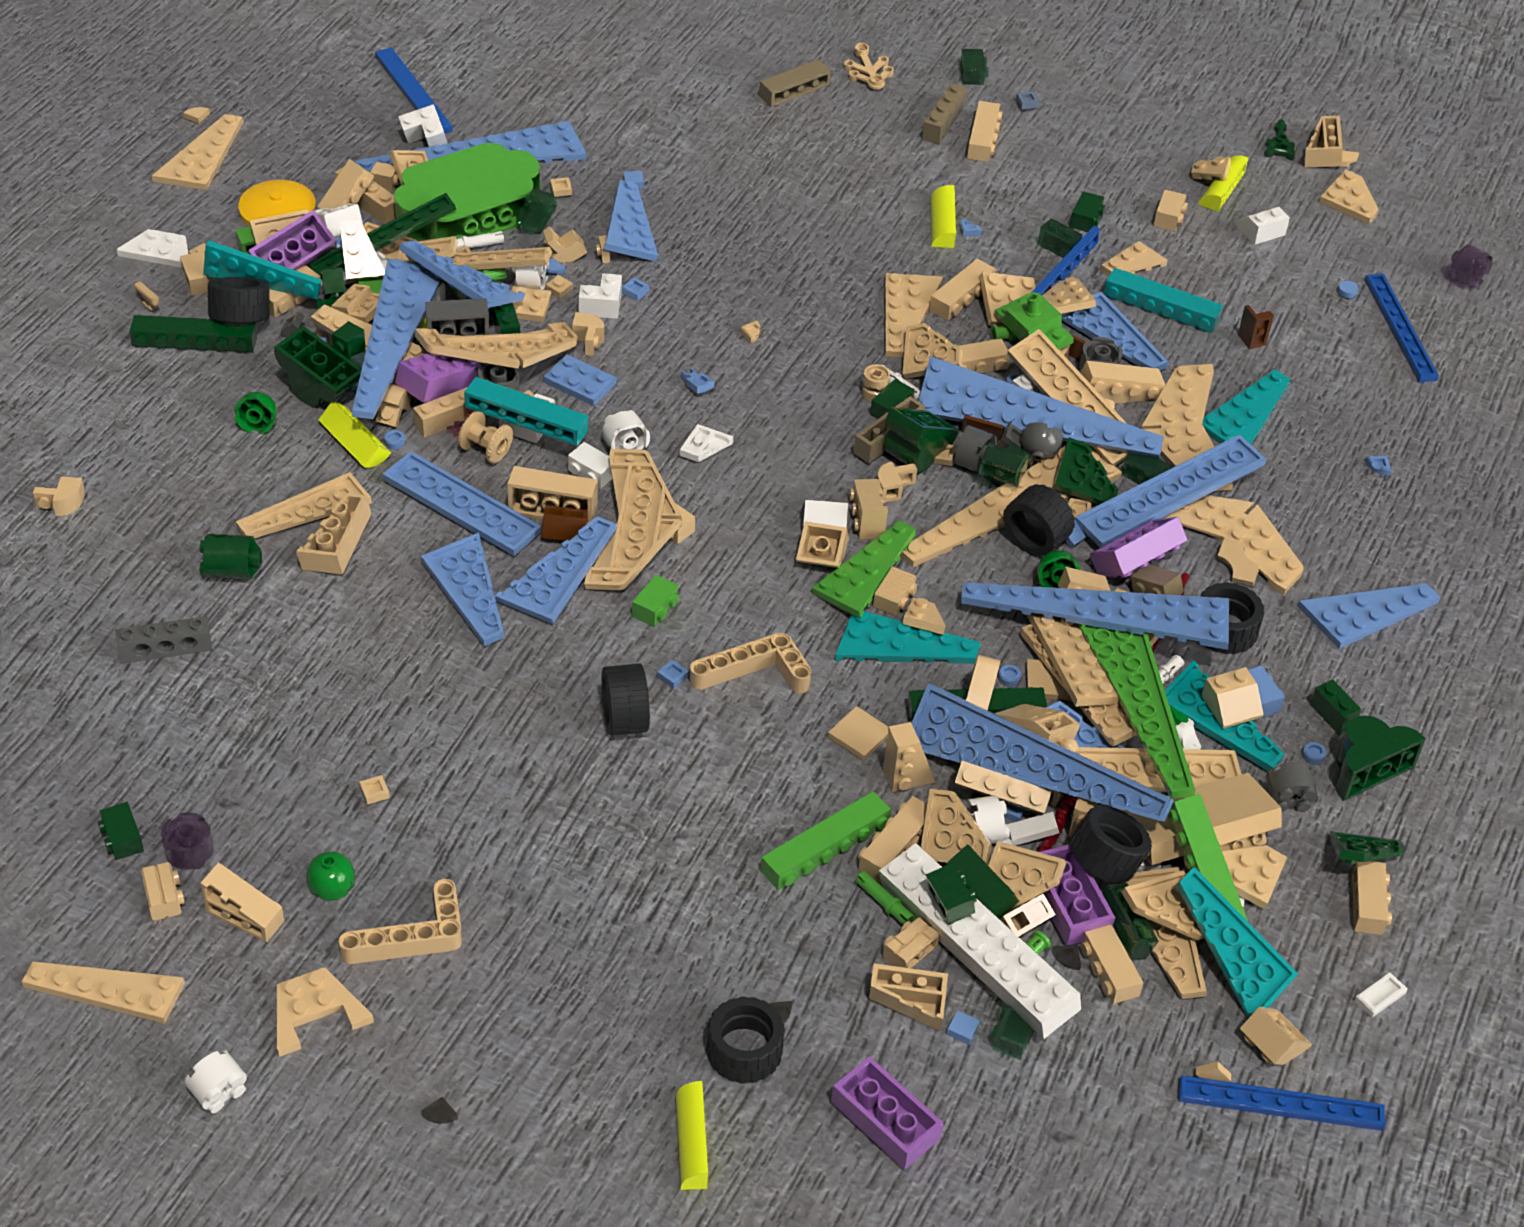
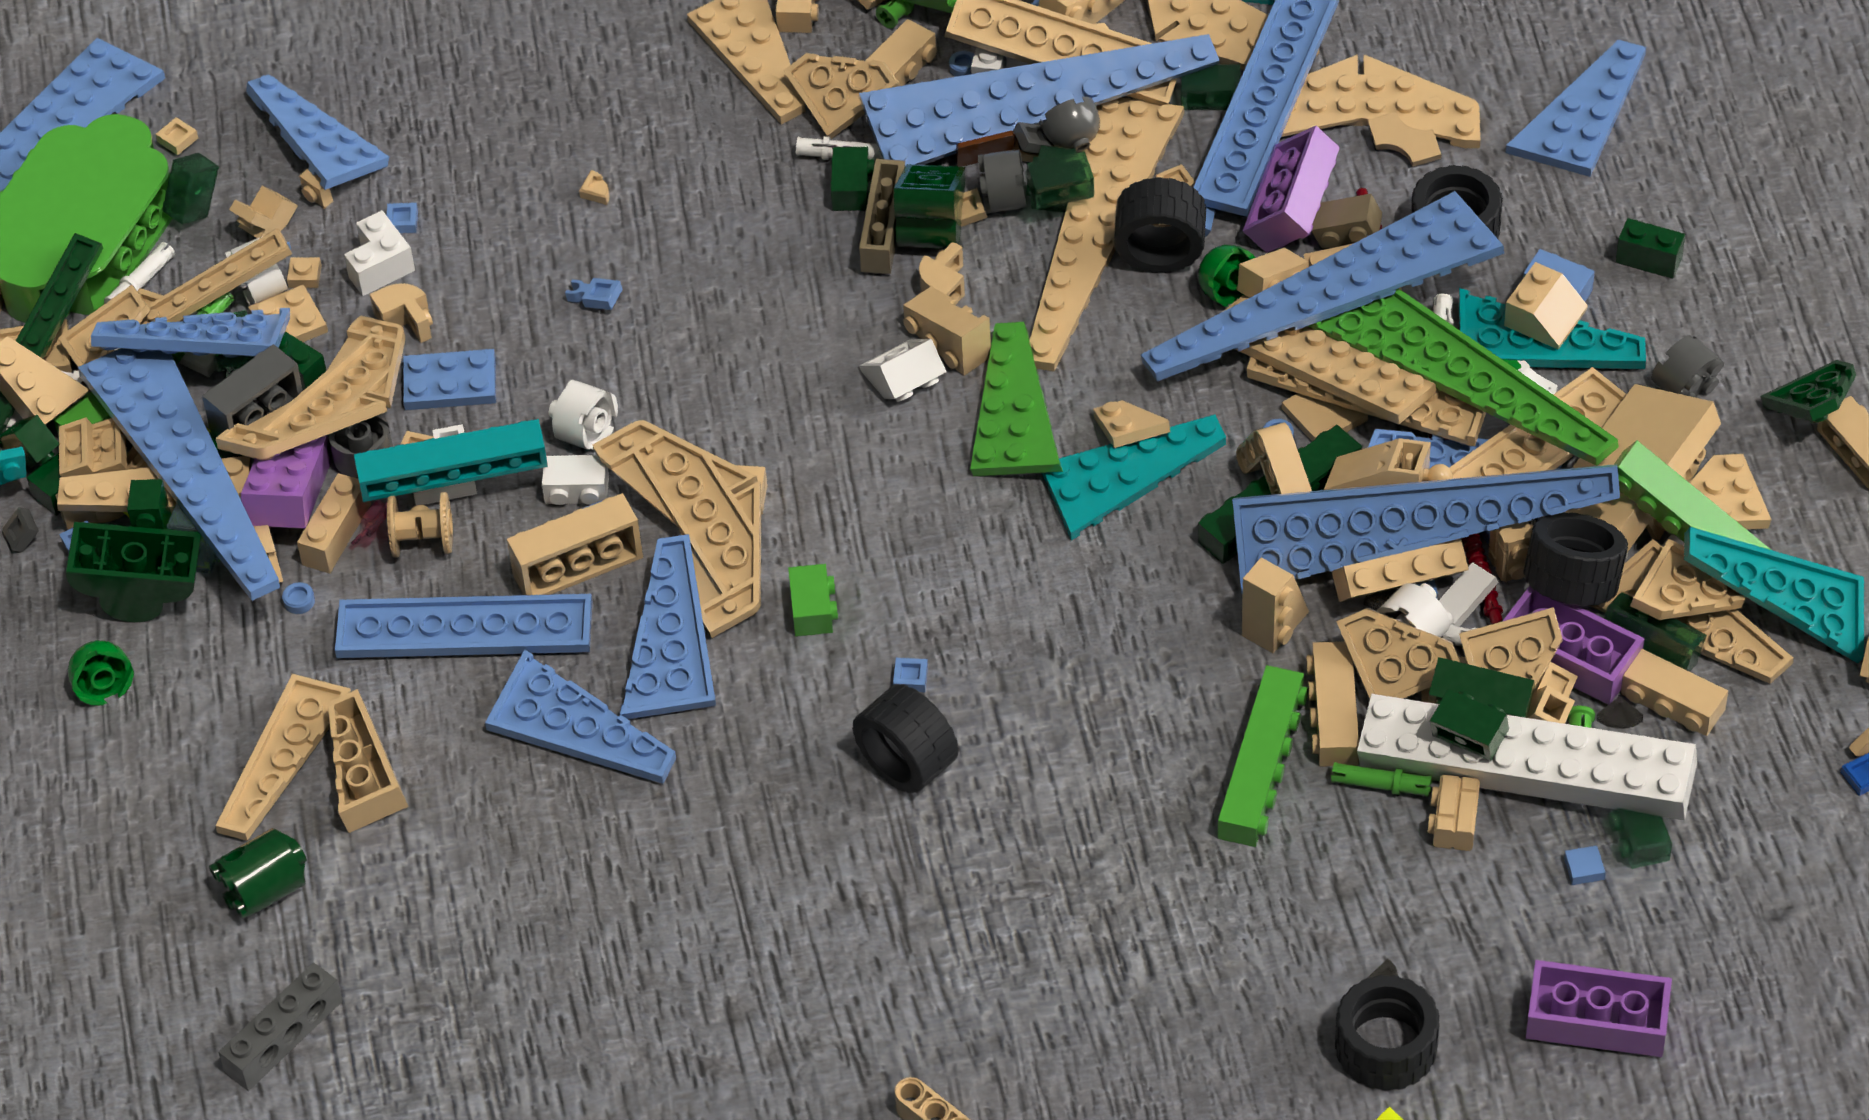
camera: 30 degrees left, 5 degrees up
(354, 435) = (246, 625): neon yellow brick -> none
(374, 789) = (710, 1035): tan plate -> none
(562, 522) = (618, 573): reddish brown brick -> none
(636, 177) = (255, 68): medium blue tile -> none
(704, 443) = (679, 368): white wing -> none
(751, 657) = (1002, 570): tan beam -> none
(823, 544) = (941, 409): tan slope -> none
(859, 733) = (1180, 608): tan tile -> none
(874, 381) = (812, 166): tan wheel -> none
(894, 591) = (1068, 413): tan brick -> none
(911, 992) = (1508, 864): tan wedge -> none
(1083, 475) = (1152, 138): dark green plate -> none
(1314, 753) = (1668, 316): medium blue tile -> none
(1374, 754) = (1734, 278): dark green brick -> none

